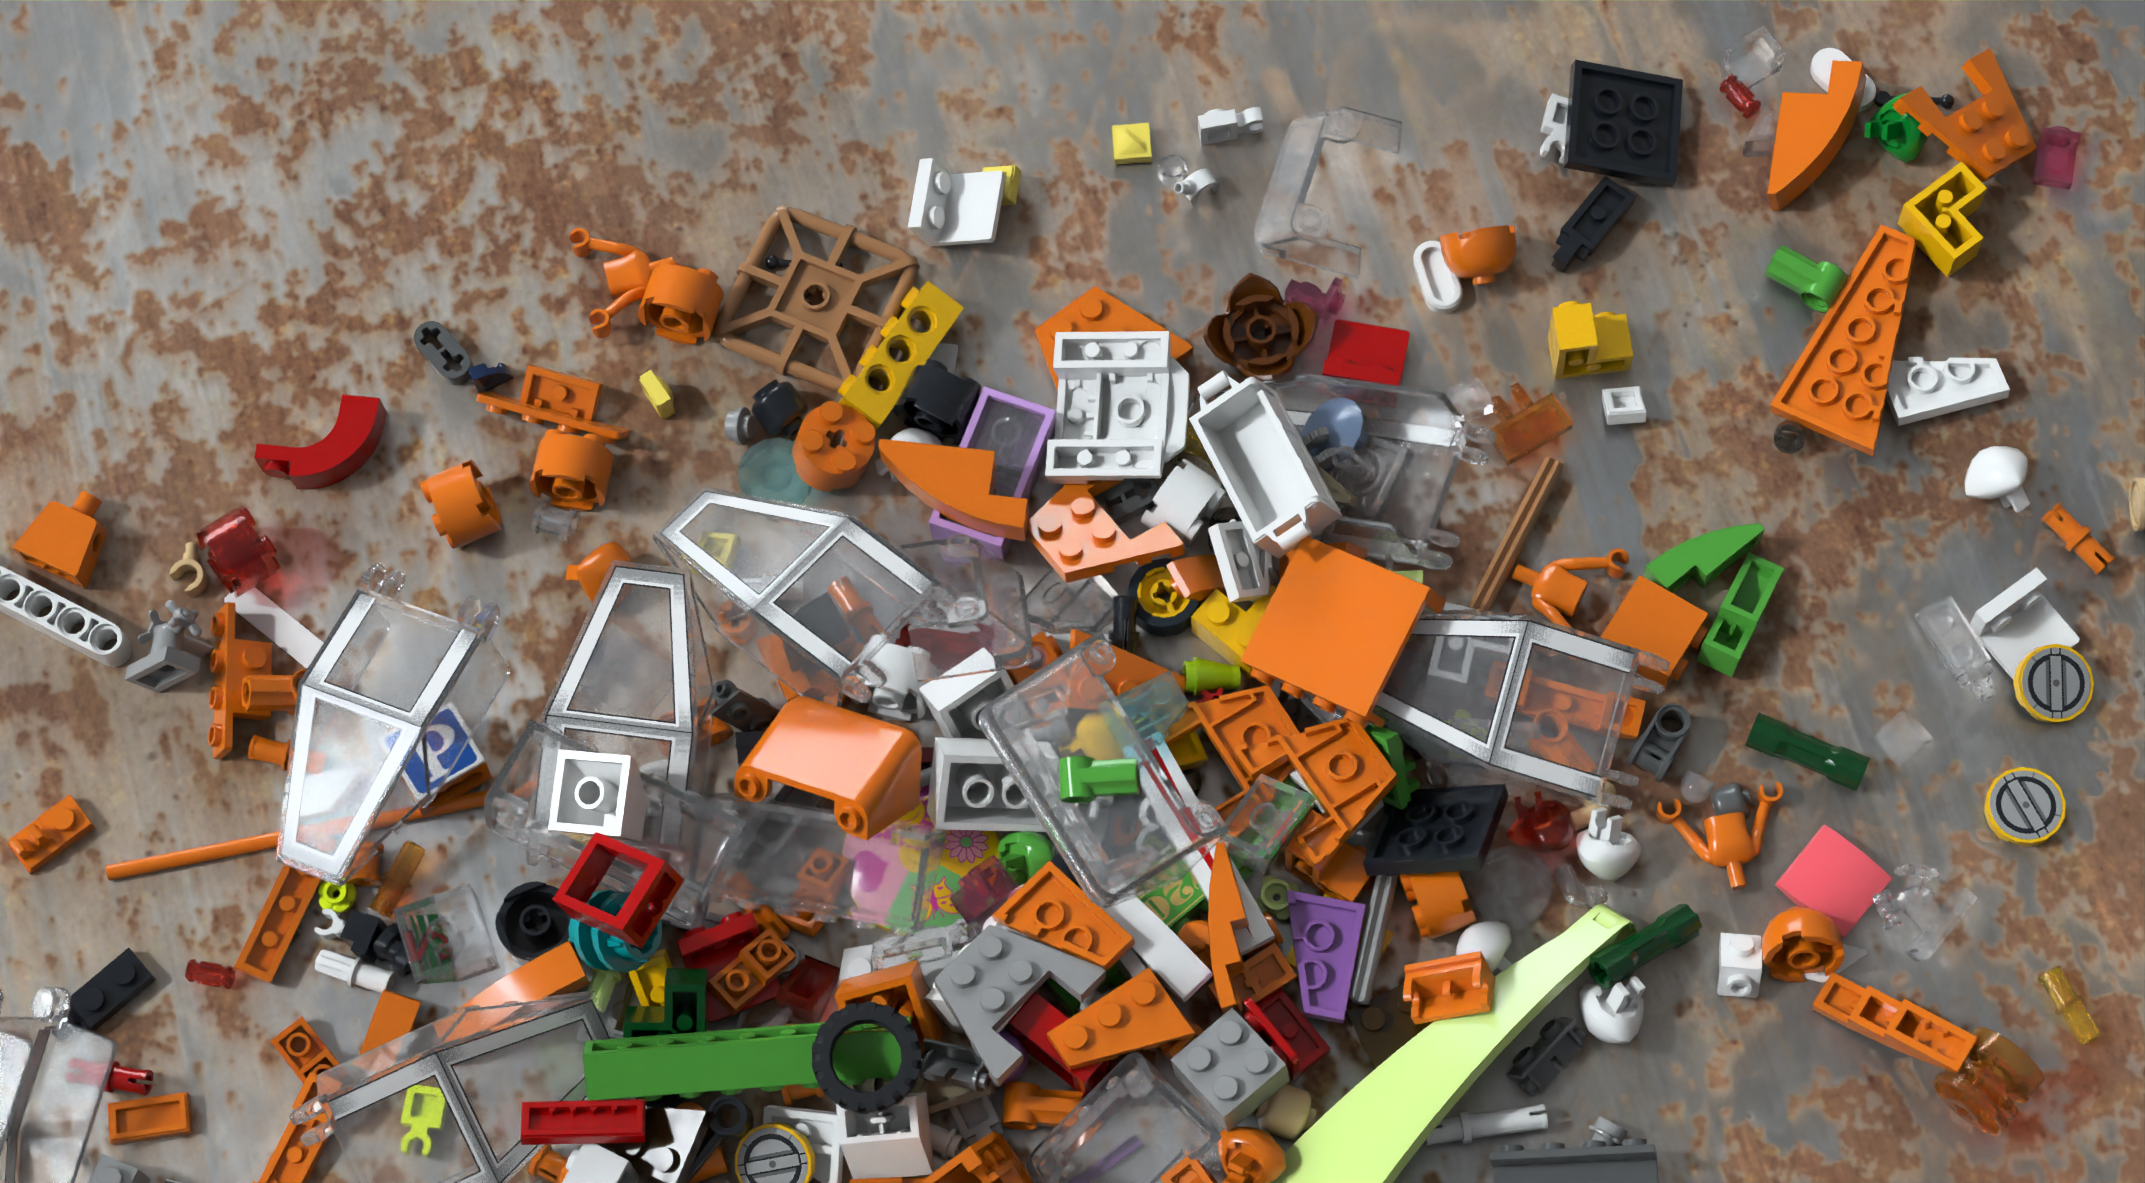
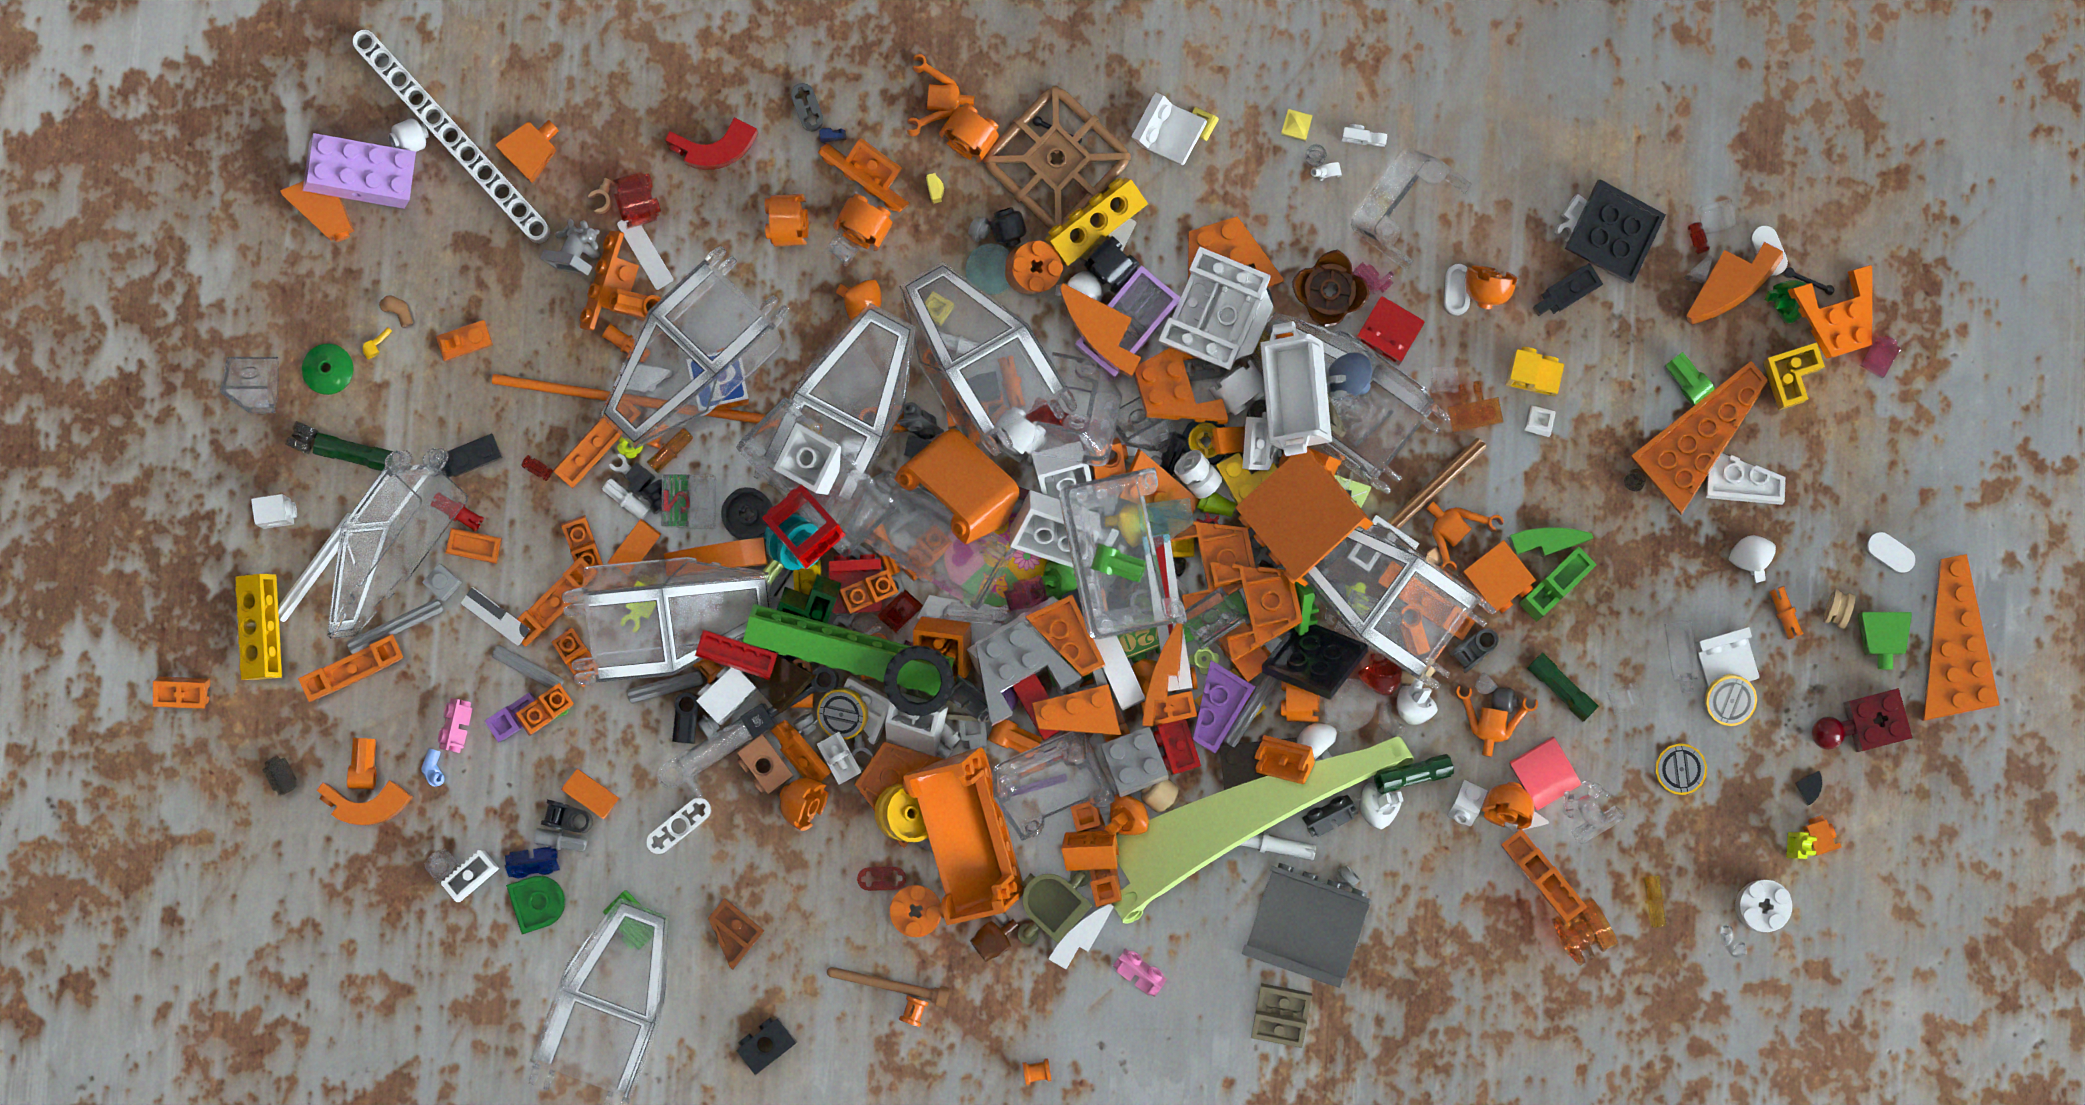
camera: 10 degrees right, 15 degrees up
(1169, 638) = (1198, 474): none -> white wheel

